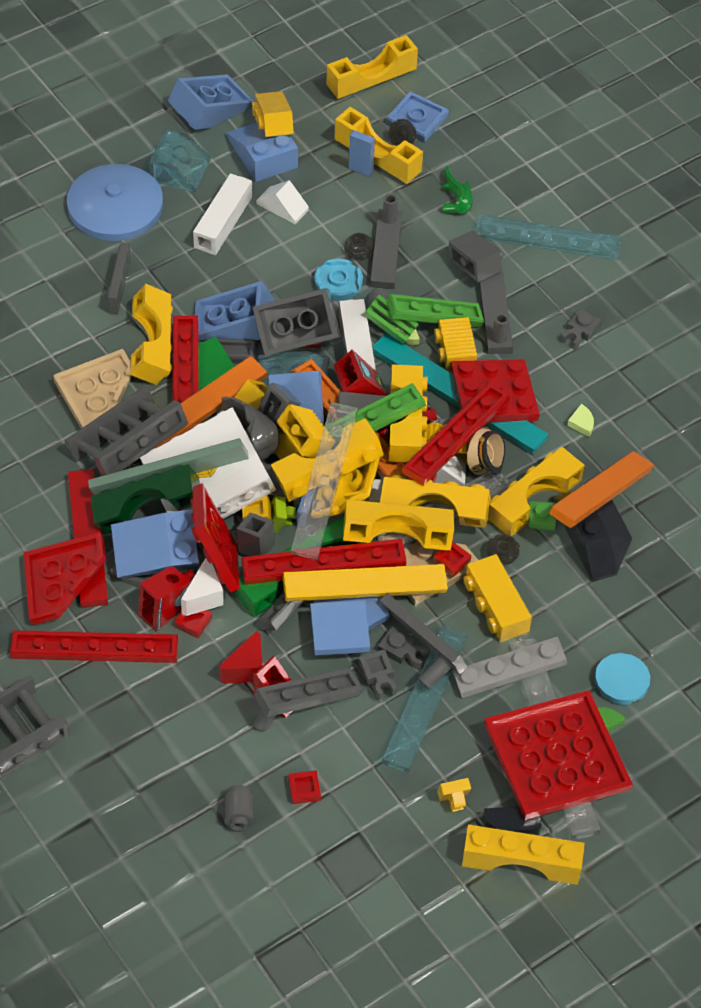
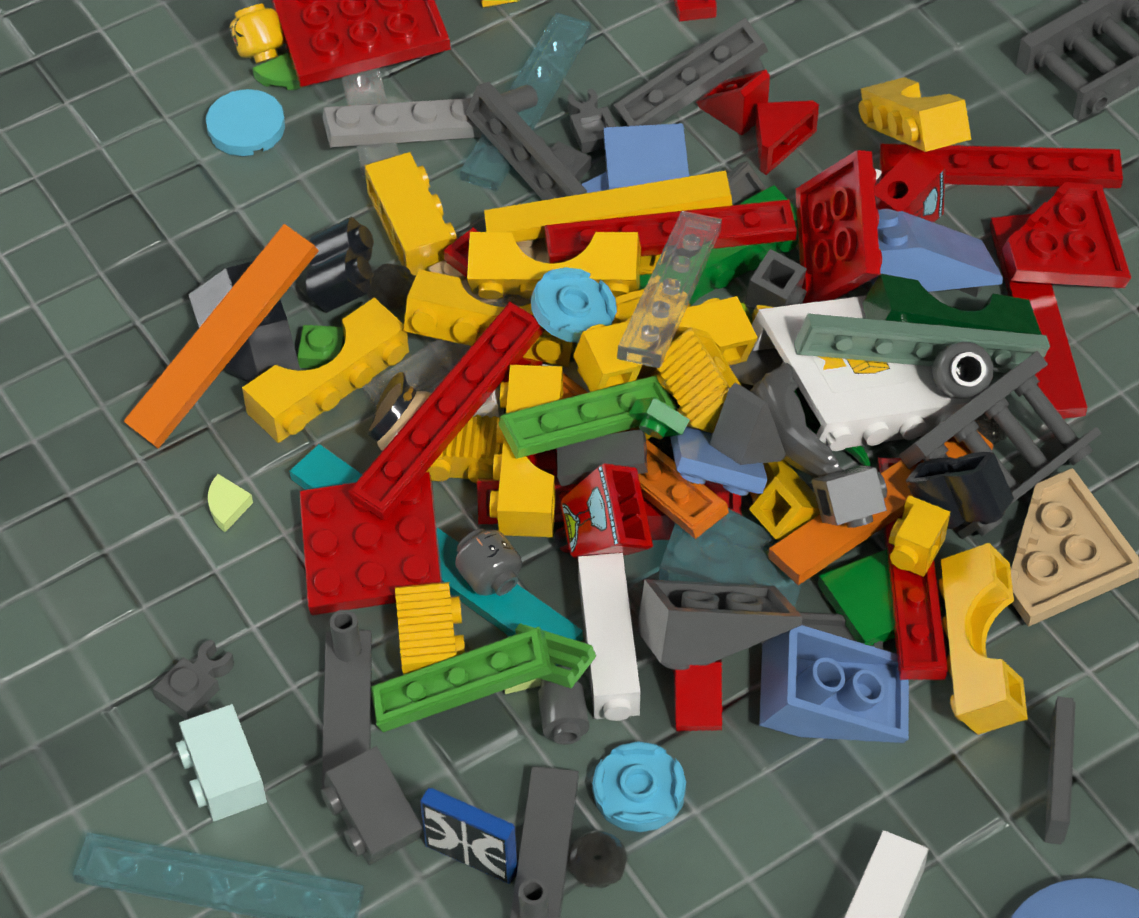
camera: 175 degrees left, 0 degrees up
(145, 448) = (973, 361): none -> dark grey head
(152, 381) = (966, 486): none -> black brick
(165, 671) = (919, 121): none -> yellow arch
(181, 374) = (918, 535): none -> yellow brick
(220, 382) = (850, 496): none -> brick
(323, 404) = (658, 418): none -> green plate
(385, 477) = (571, 302): none -> medium azure tile
(424, 236) = (469, 835): none -> tile
(431, 361) = (488, 562): none -> dark grey head
(538, 554) = (341, 266): none -> black brick
(557, 282) = (222, 763): none -> light aqua brick
(628, 737) = (257, 33): none -> yellow head

